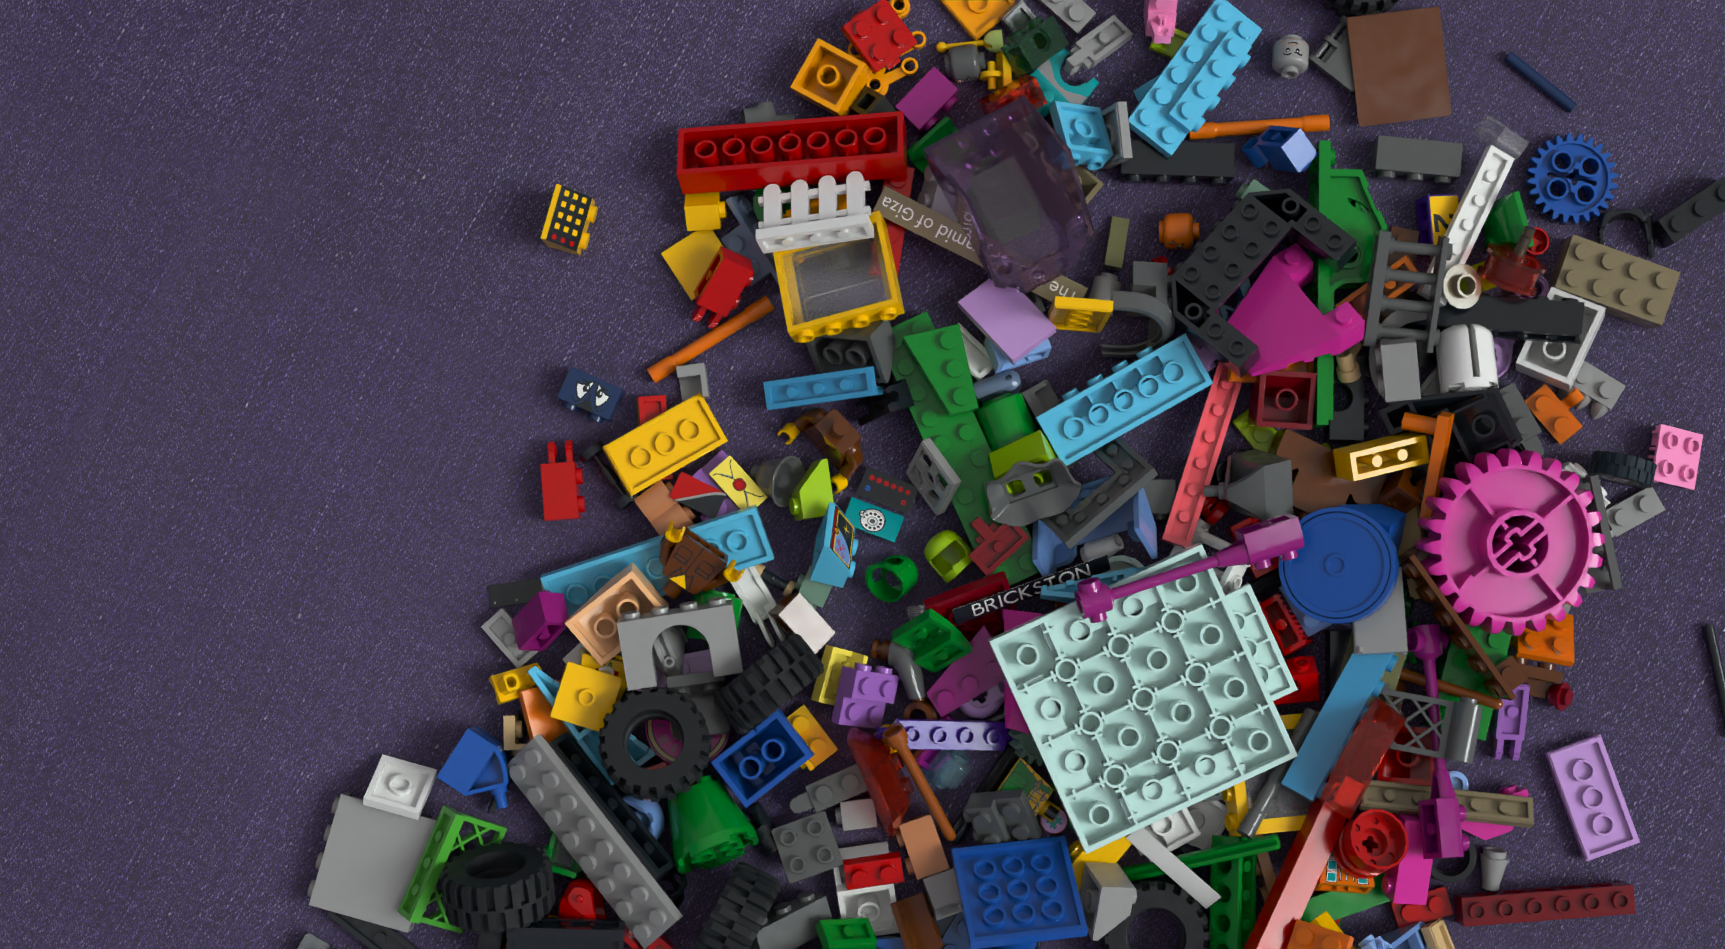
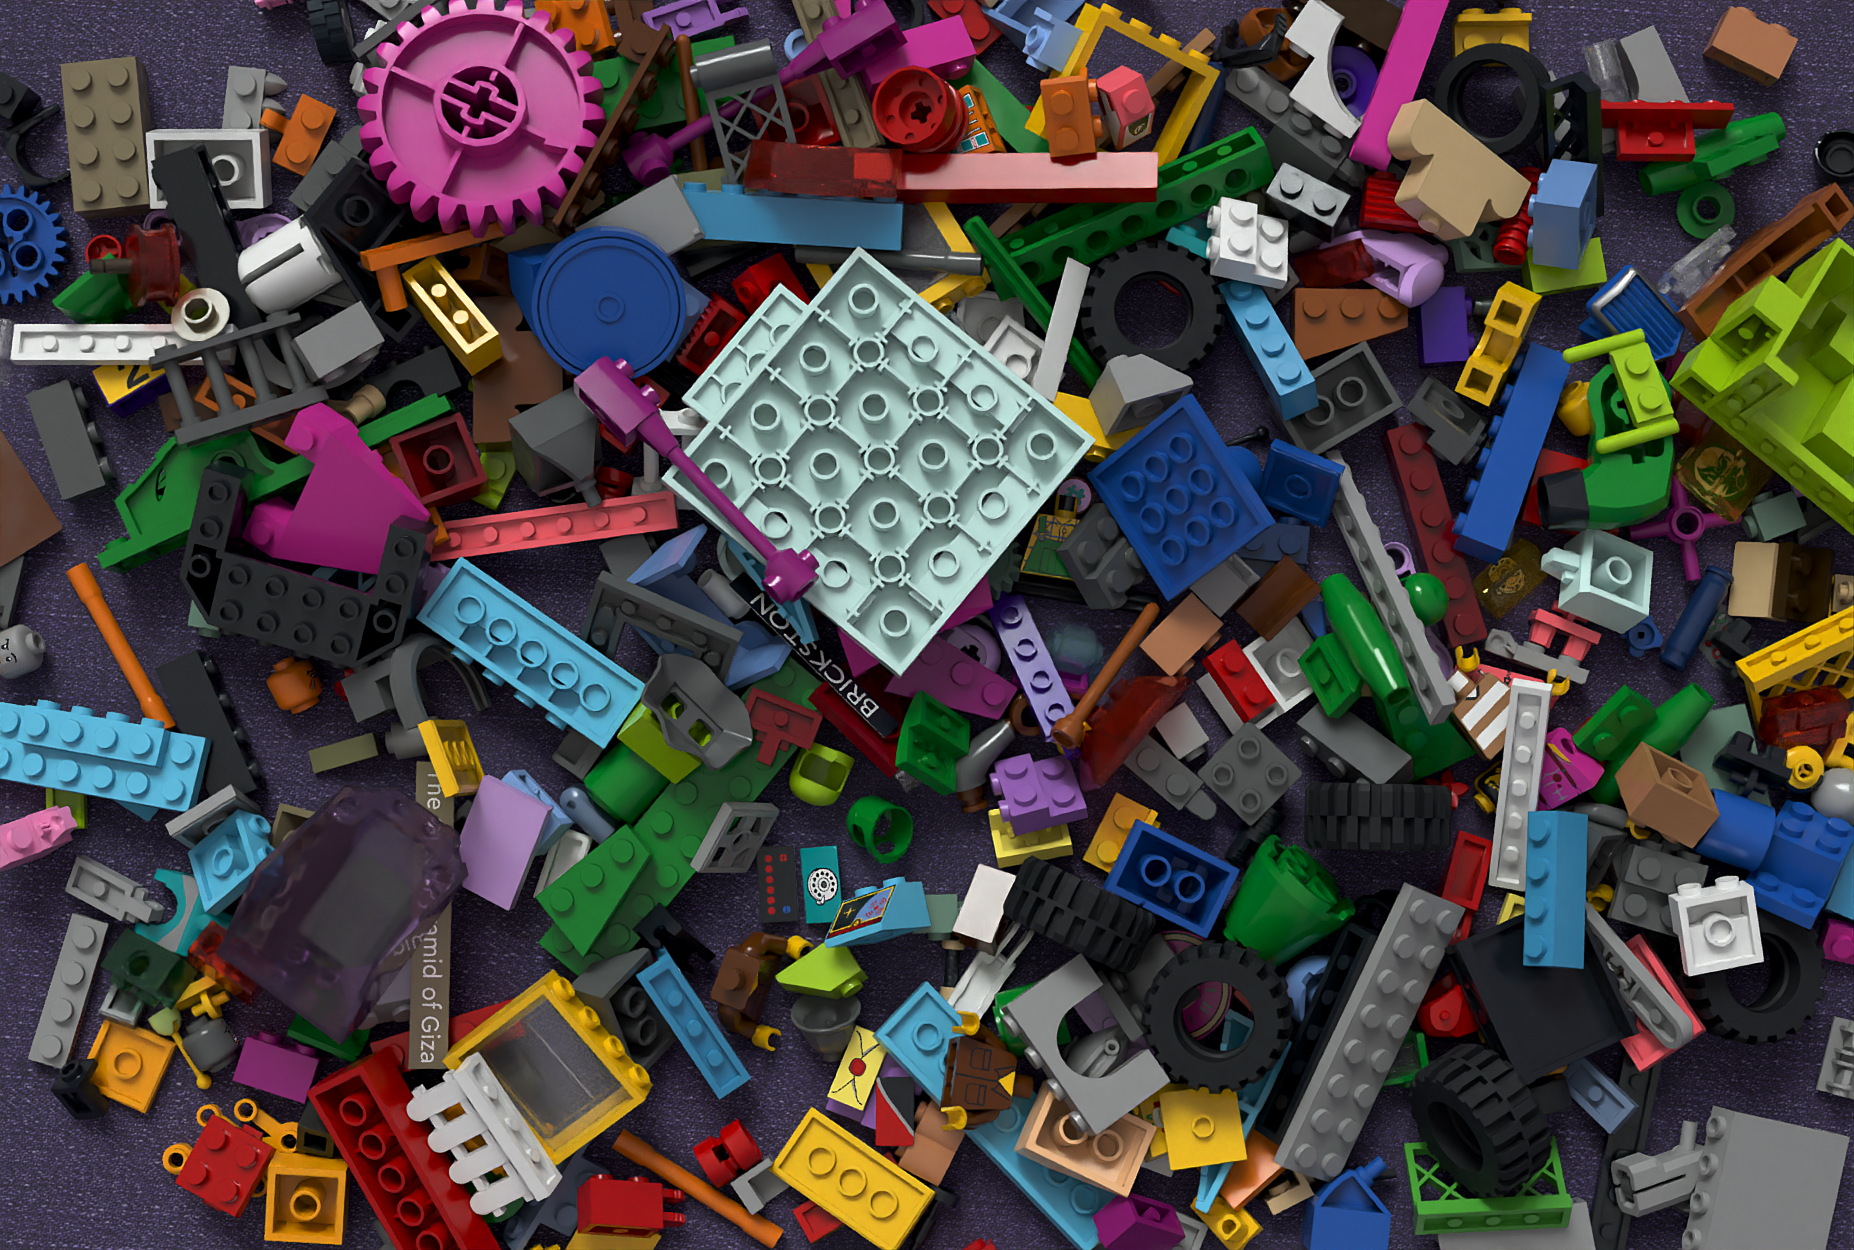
camera: 120 degrees left, 0 degrees up
(727, 380) = (740, 1146): none -> red wheel
(1281, 146) = (132, 609): blue hinge -> none

